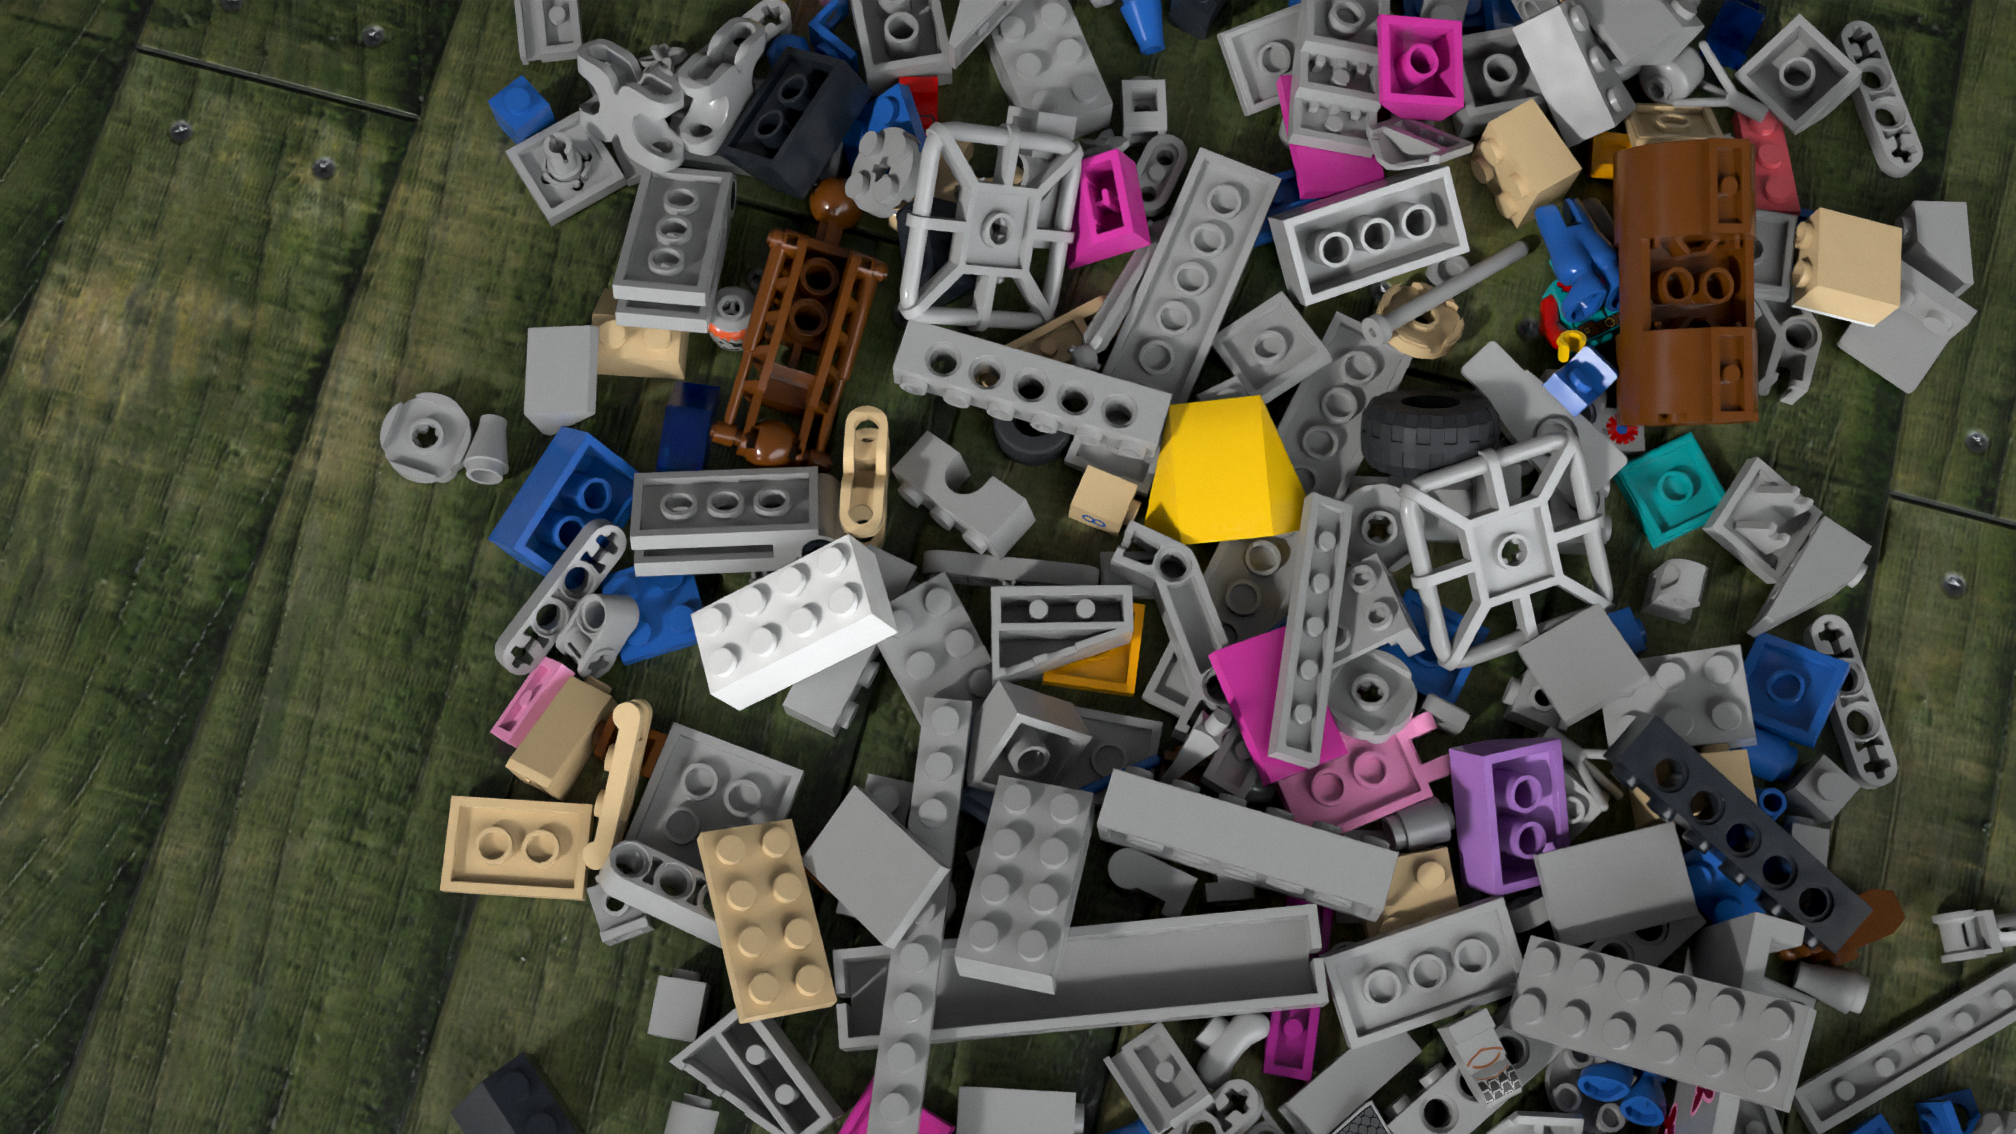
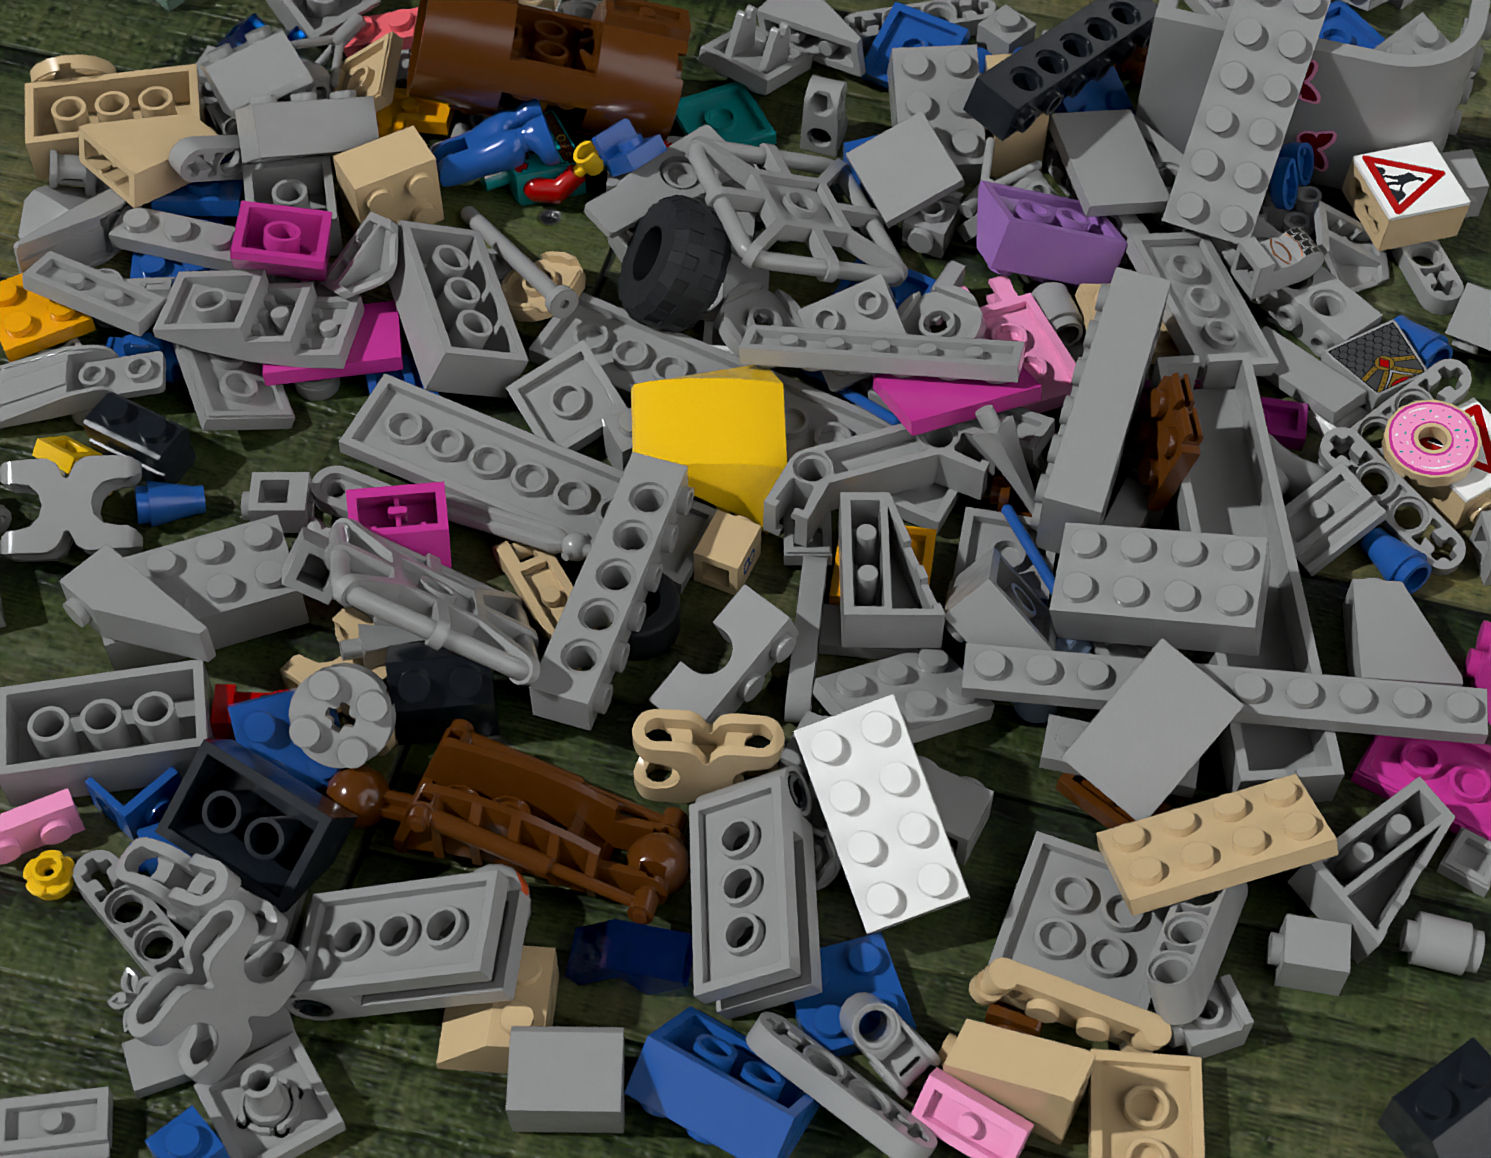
camera: 85 degrees left, 20 degrees down
(1193, 906) = (1167, 439): none -> reddish brown plate

